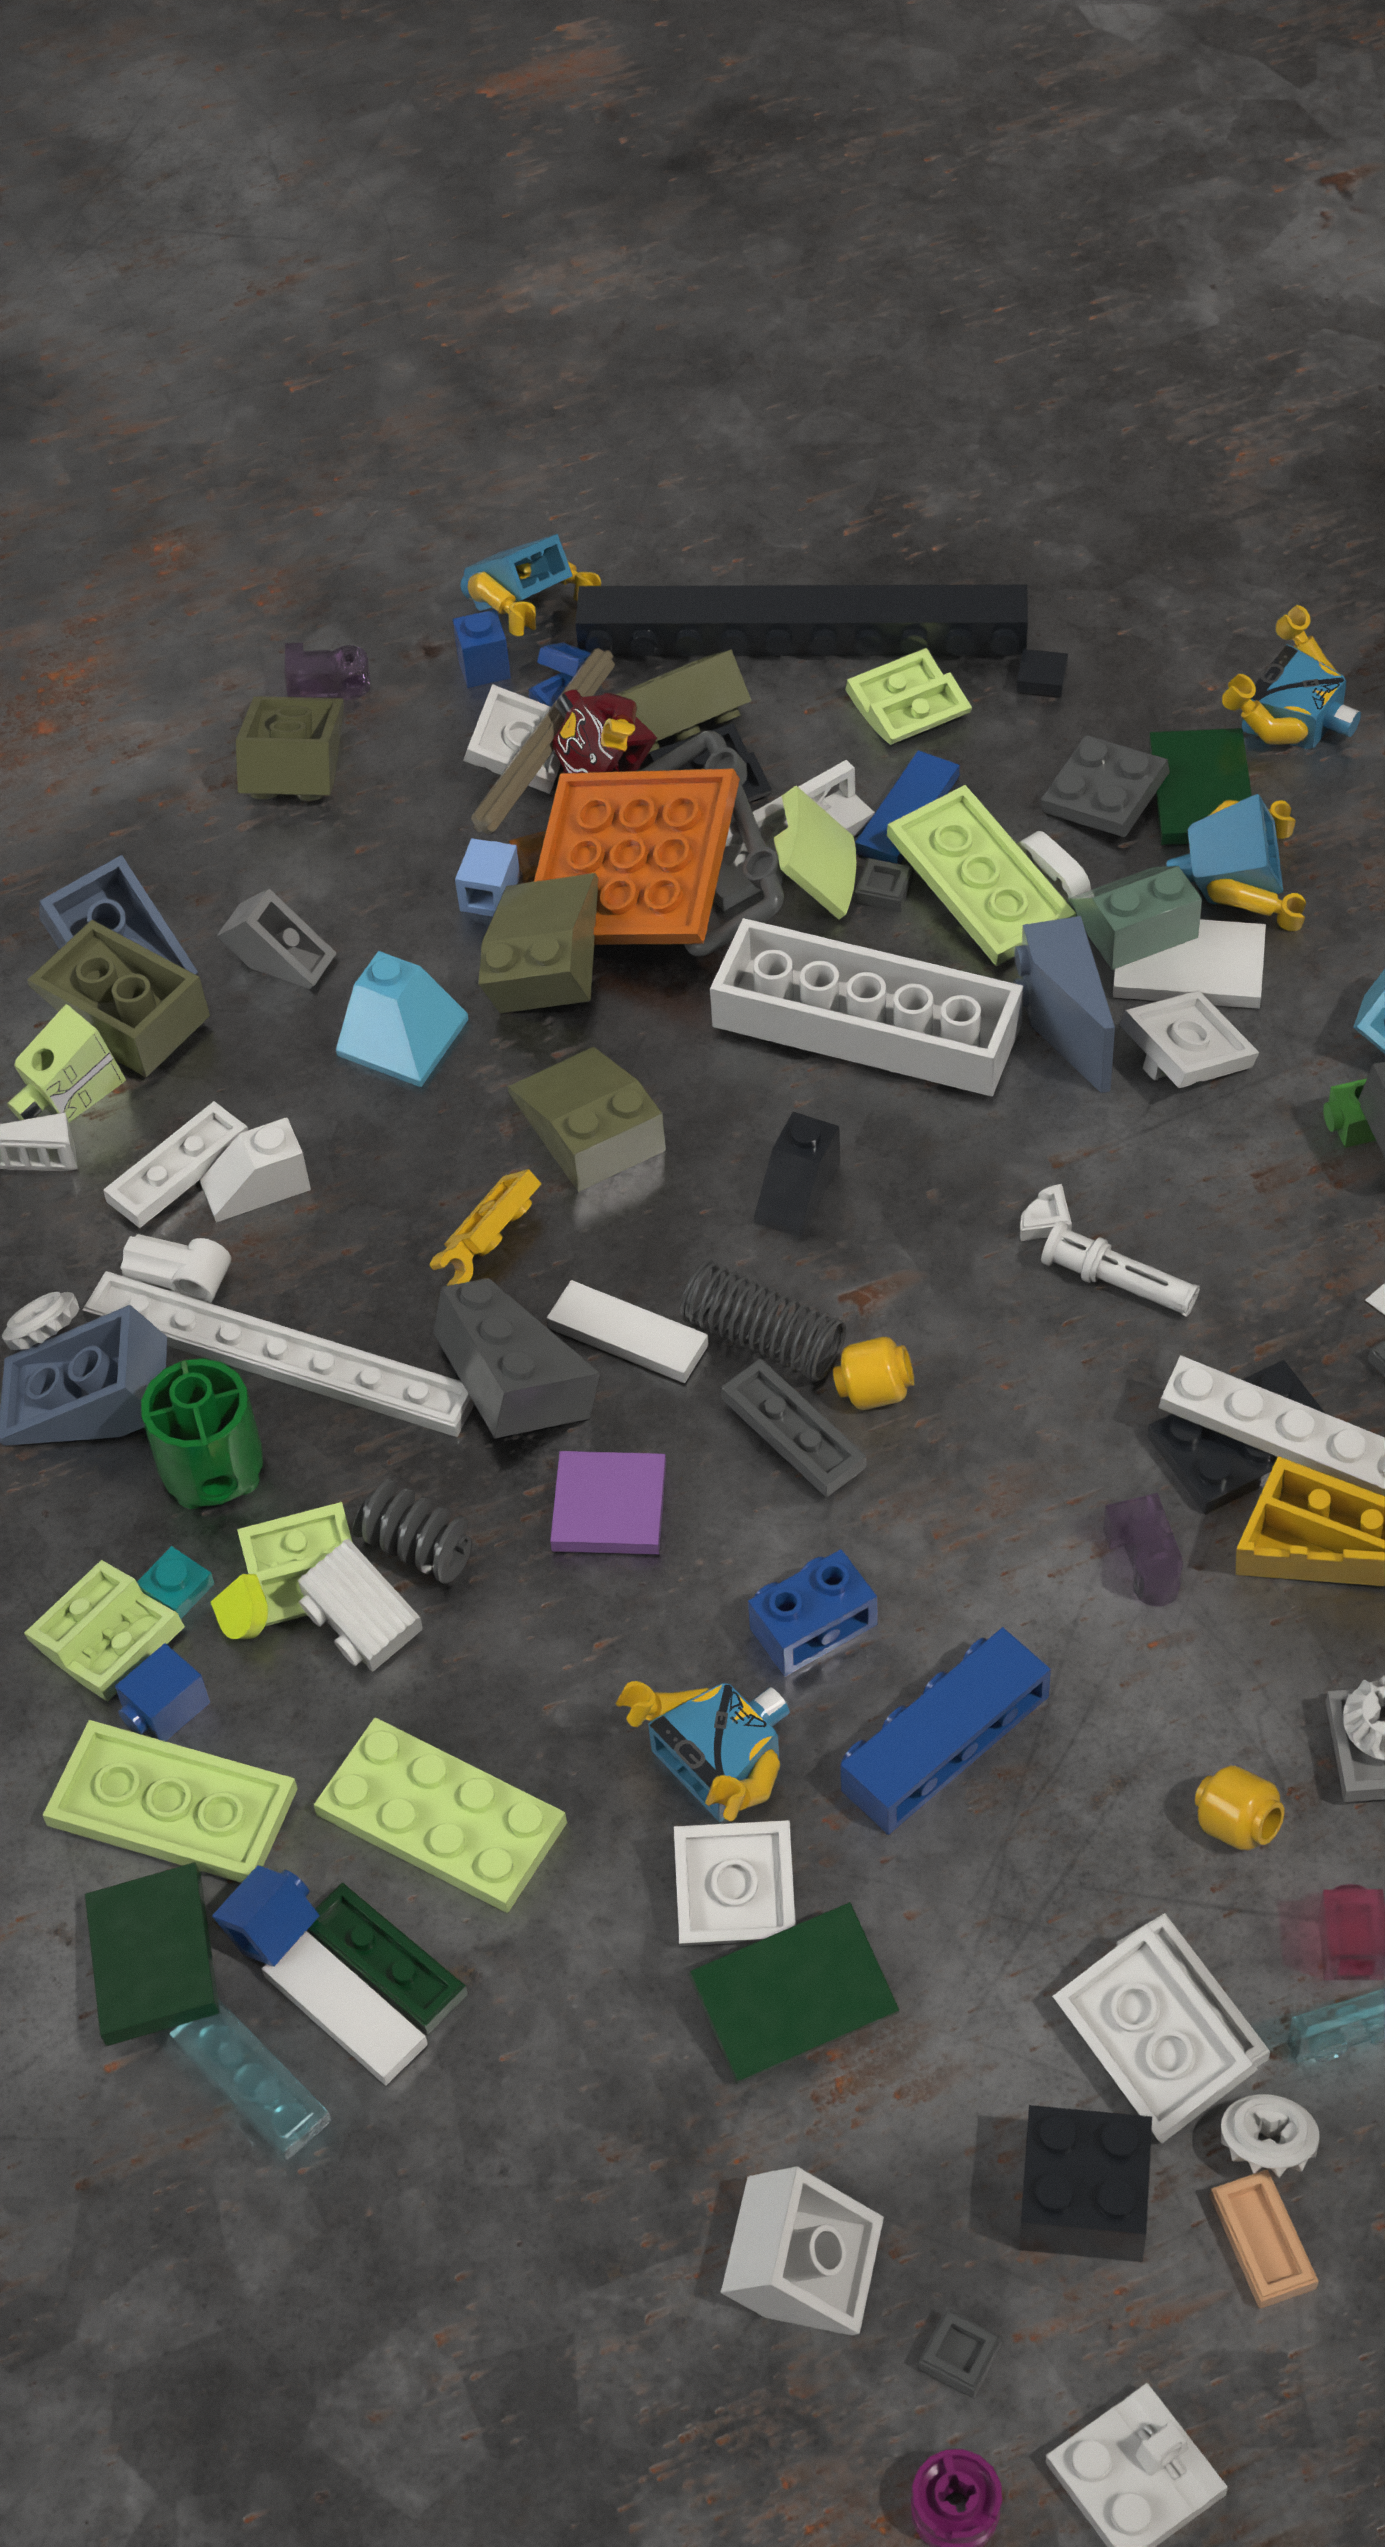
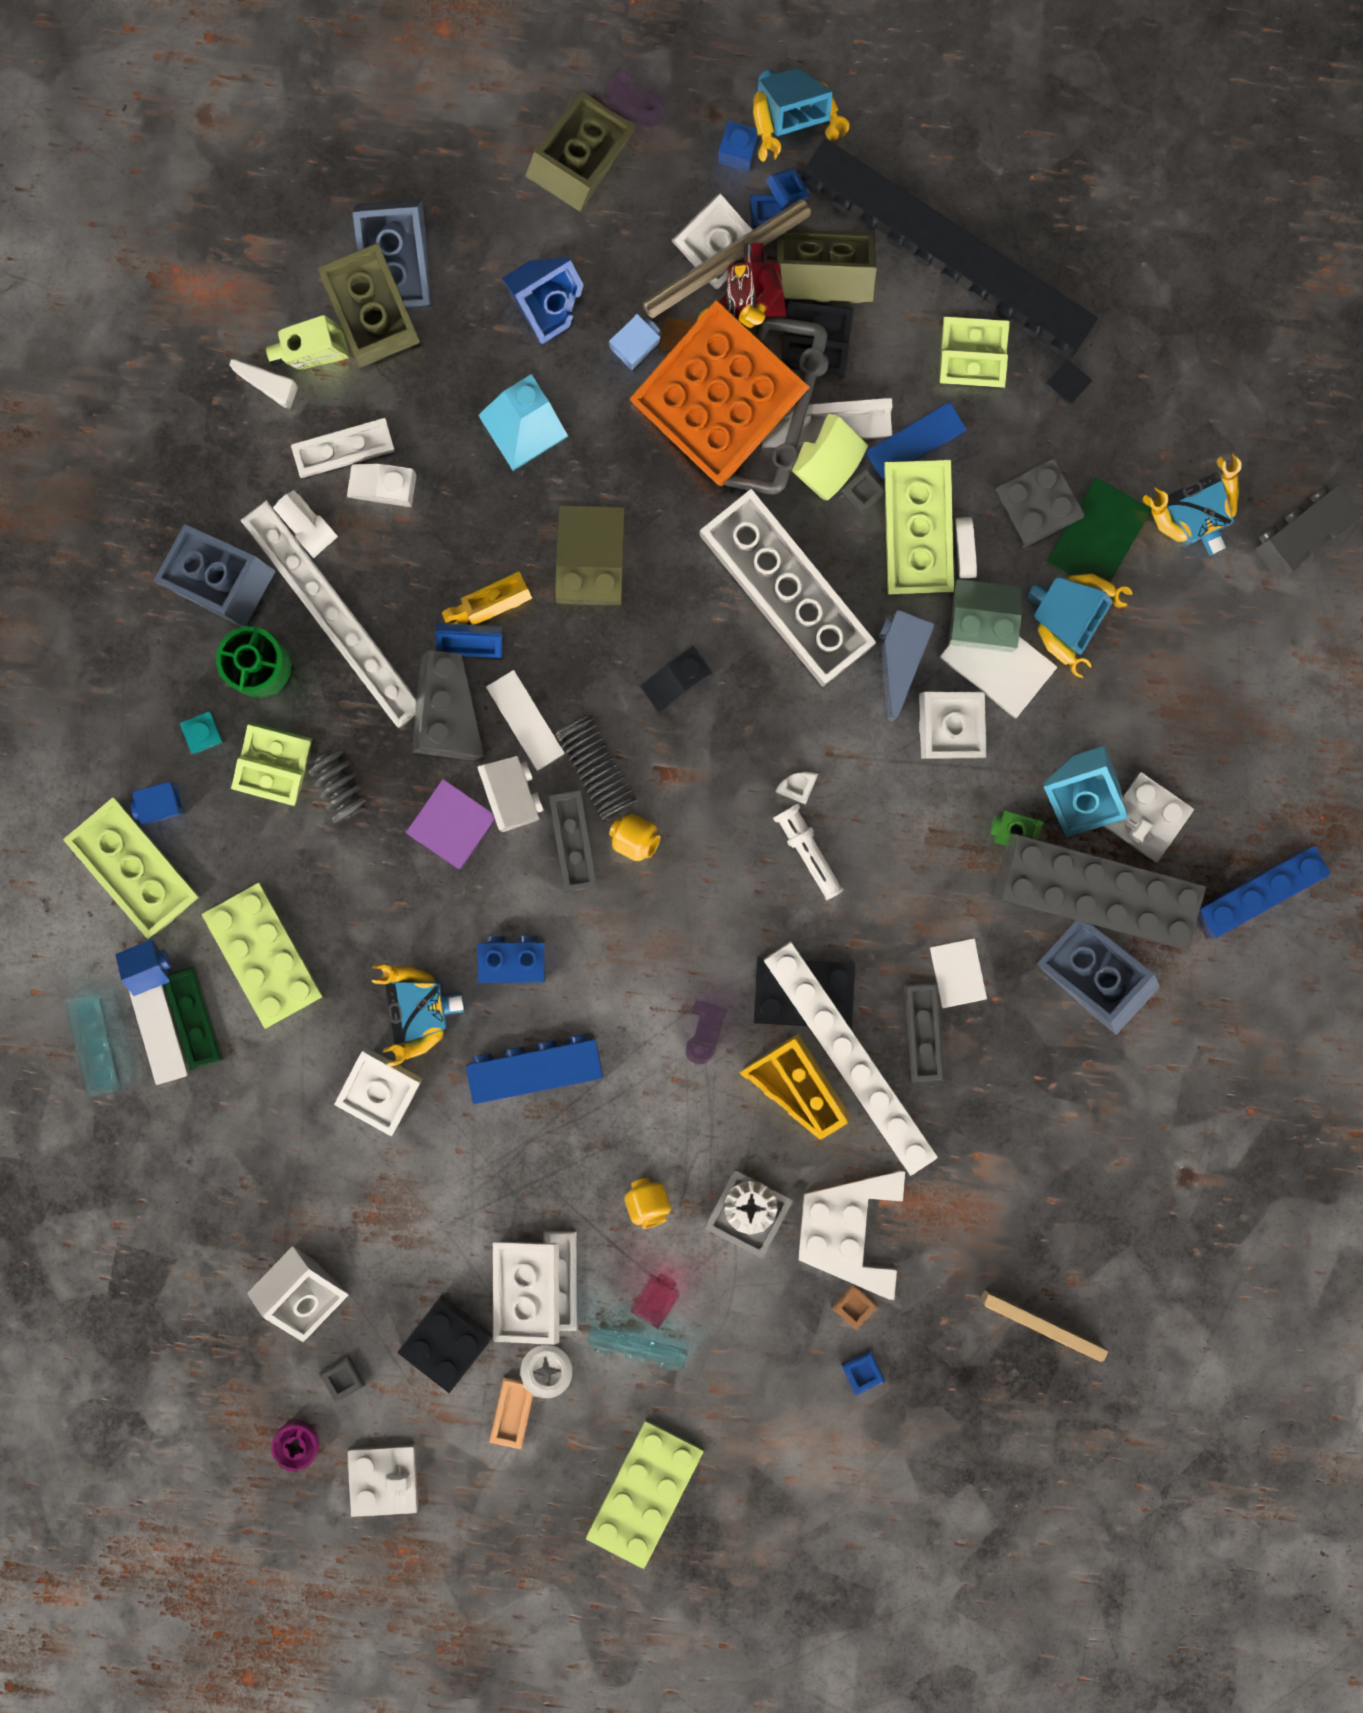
camera: 25 degrees right, 35 degrees up
(40, 1320) = (200, 515): white gear -> none
(103, 1629) = (150, 739): yellowish green slope -> none
(151, 1954) = (78, 951): dark green tile -> none
(241, 1608) = (224, 775): neon yellow tile -> none
(276, 940) = (484, 314): light grey slope -> none
(341, 885) = (545, 294): none -> blue slope
(358, 1606) = (282, 817): white brick -> none
(507, 1263) = (470, 640): none -> blue tile
(541, 944) = (634, 418): olive slope -> none
(663, 1411) = (510, 793): none -> white slope
(793, 1992) = (372, 1163): dark green tile -> none

